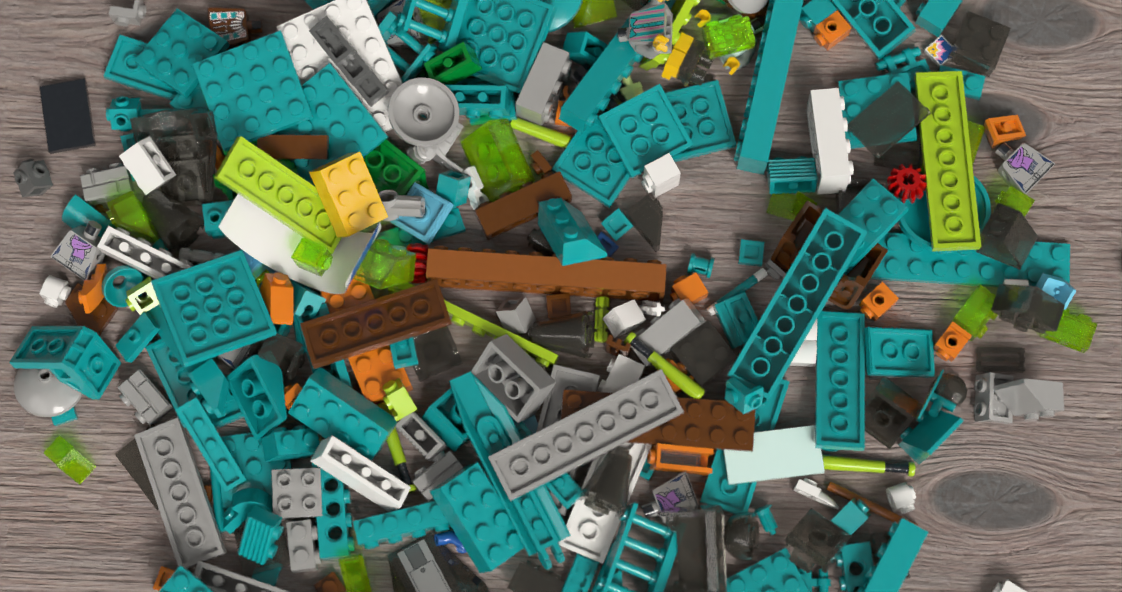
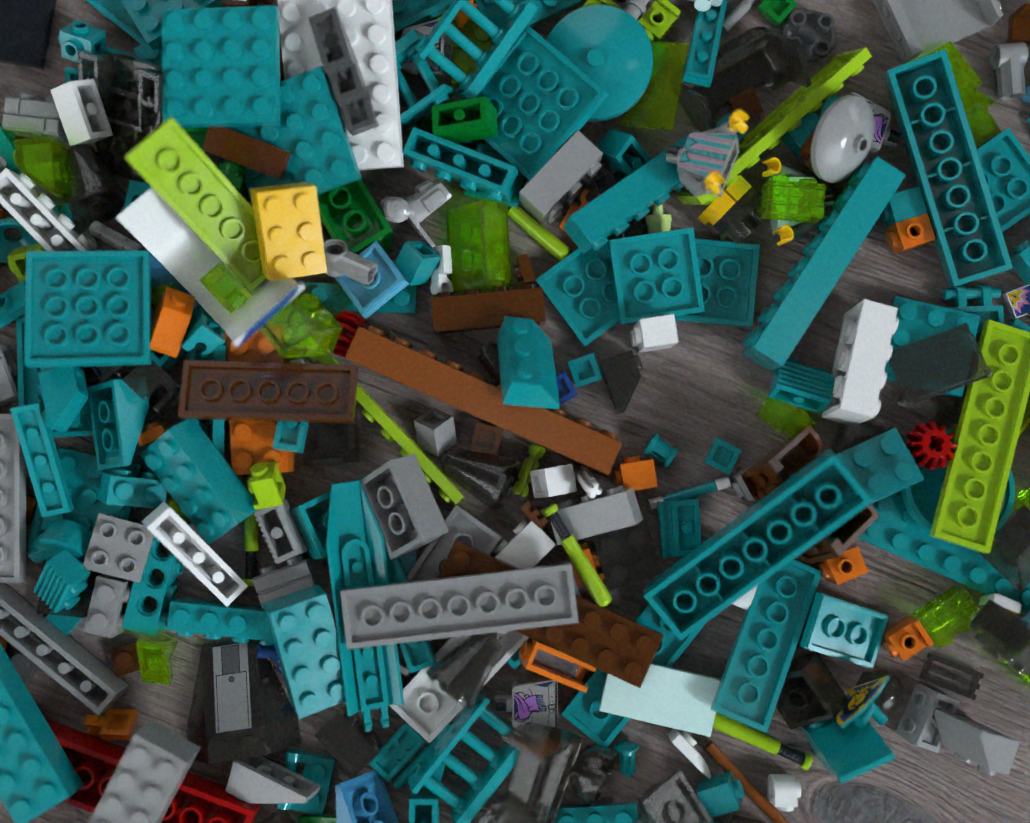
camera: 20 degrees right, 10 degrees up
(426, 98) = (413, 145): light grey dish -> none
(742, 397) = (650, 628): teal bracket -> none

